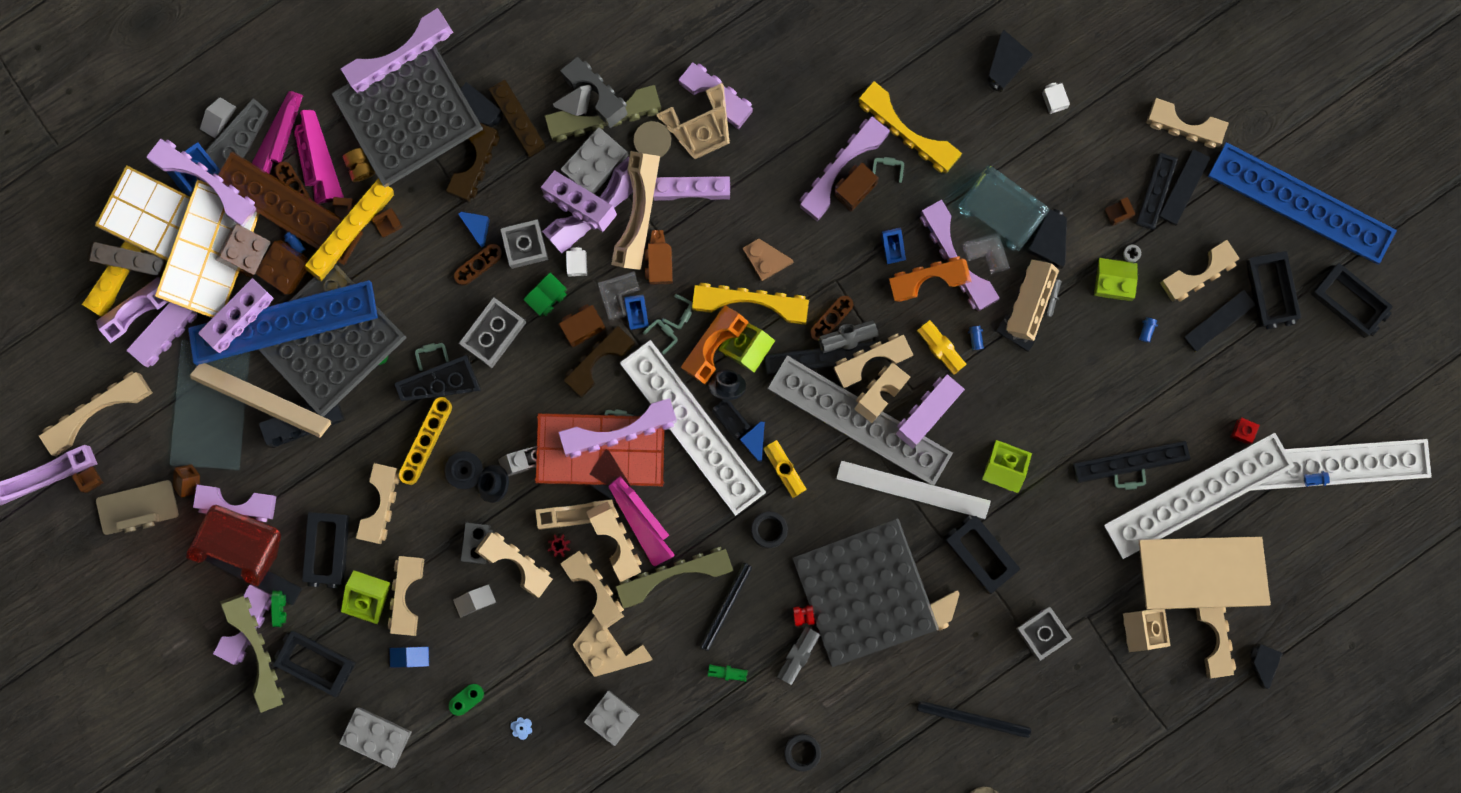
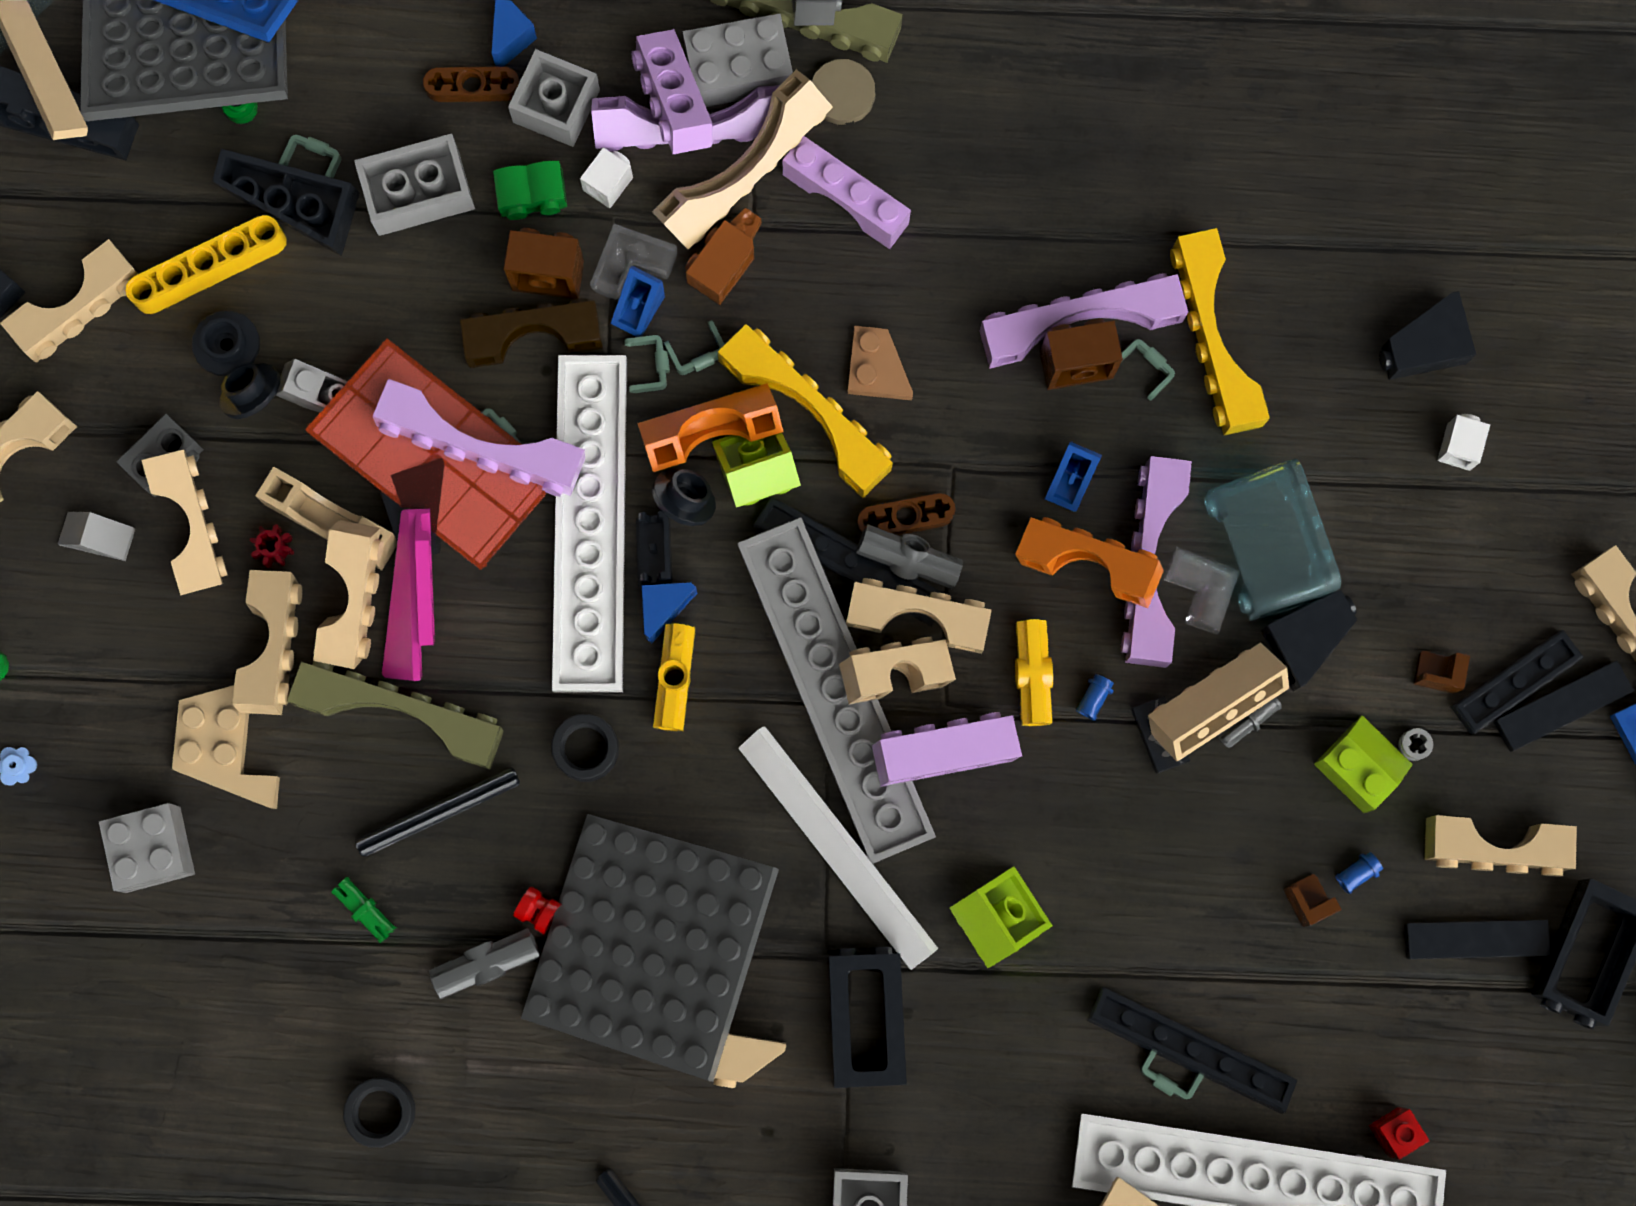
camera: 30 degrees right, 5 degrees down
(697, 80) = (967, 56): lavender arch -> none
(704, 132) = (922, 128): tan wing -> none
(1136, 358) = (1310, 901): none -> reddish brown panel

